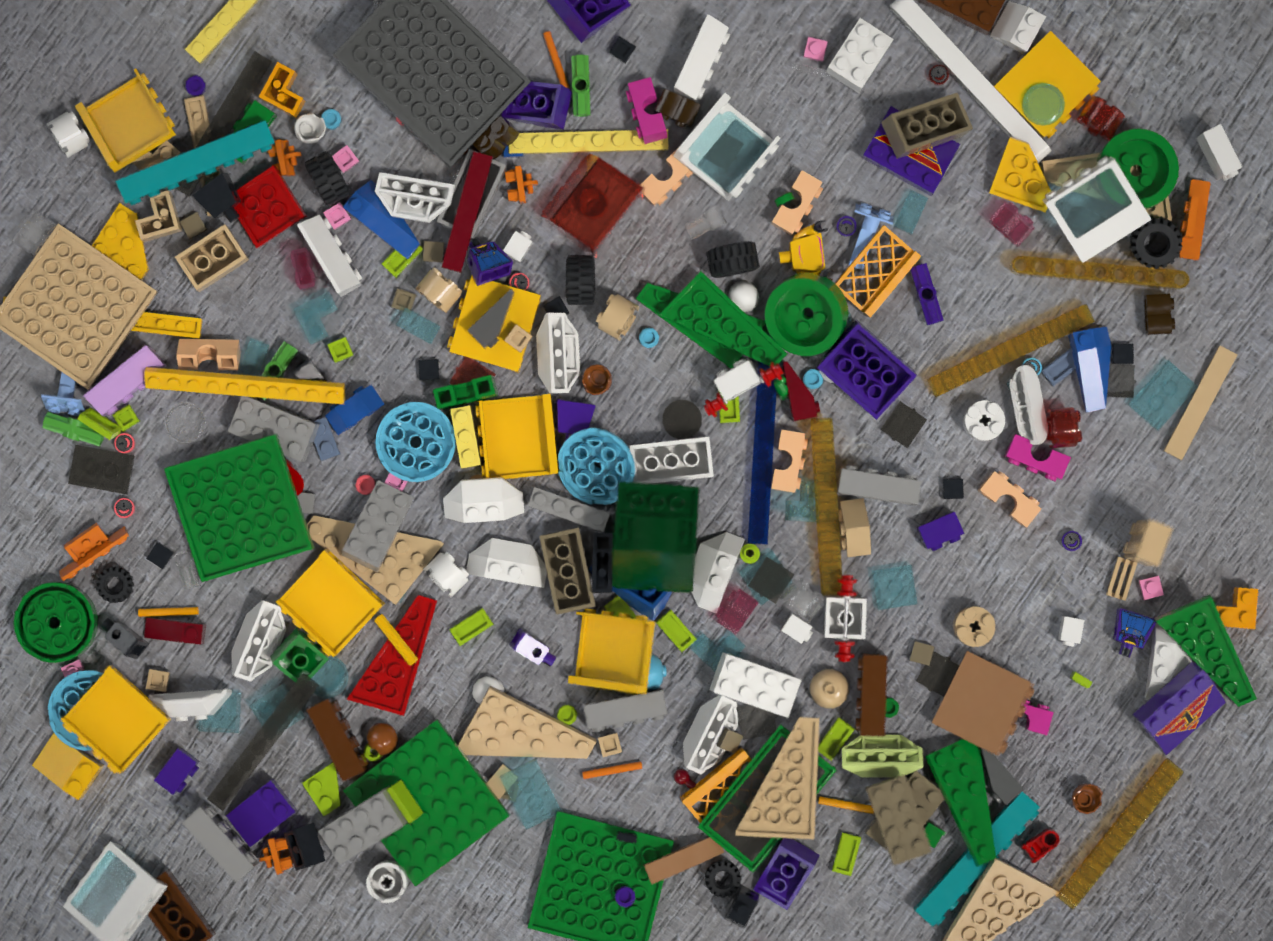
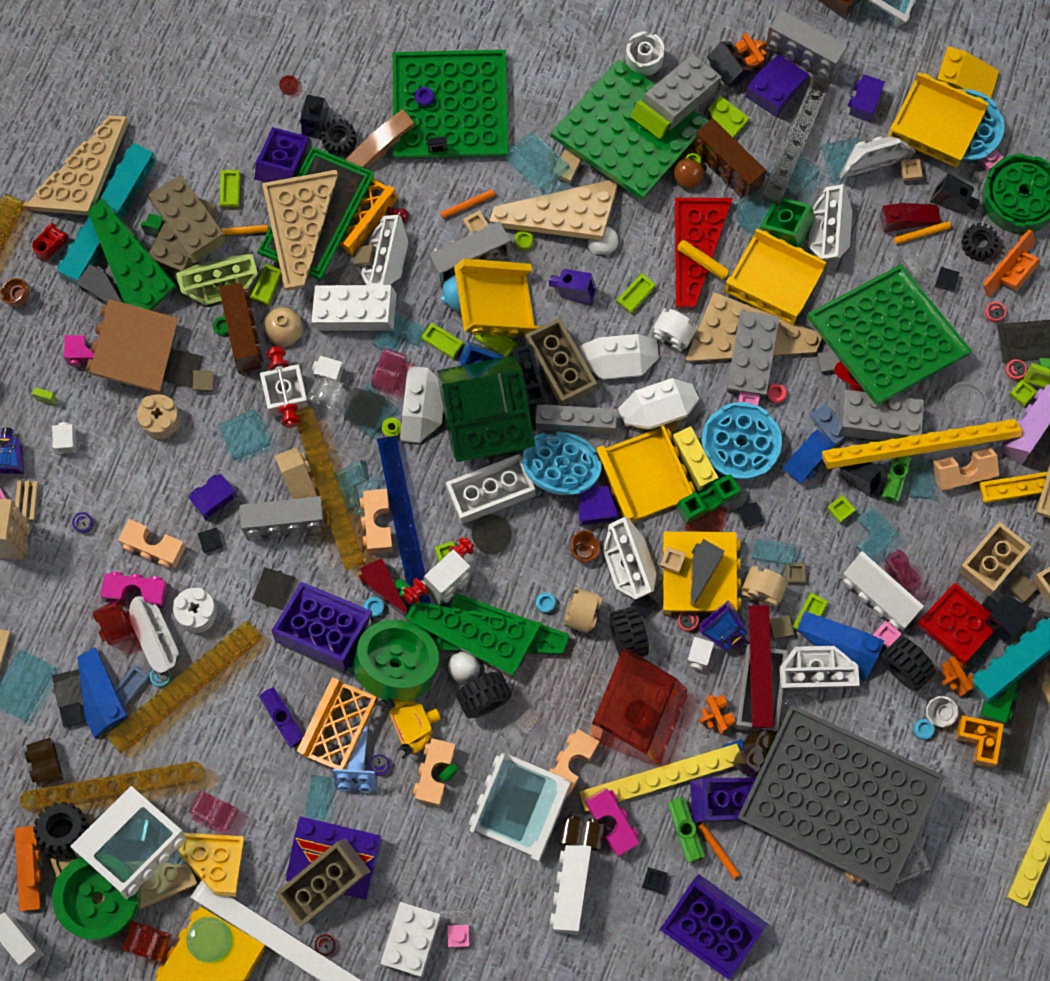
camera: 165 degrees right, 15 degrees down
(345, 159) = (897, 692): bright pink plate -> none

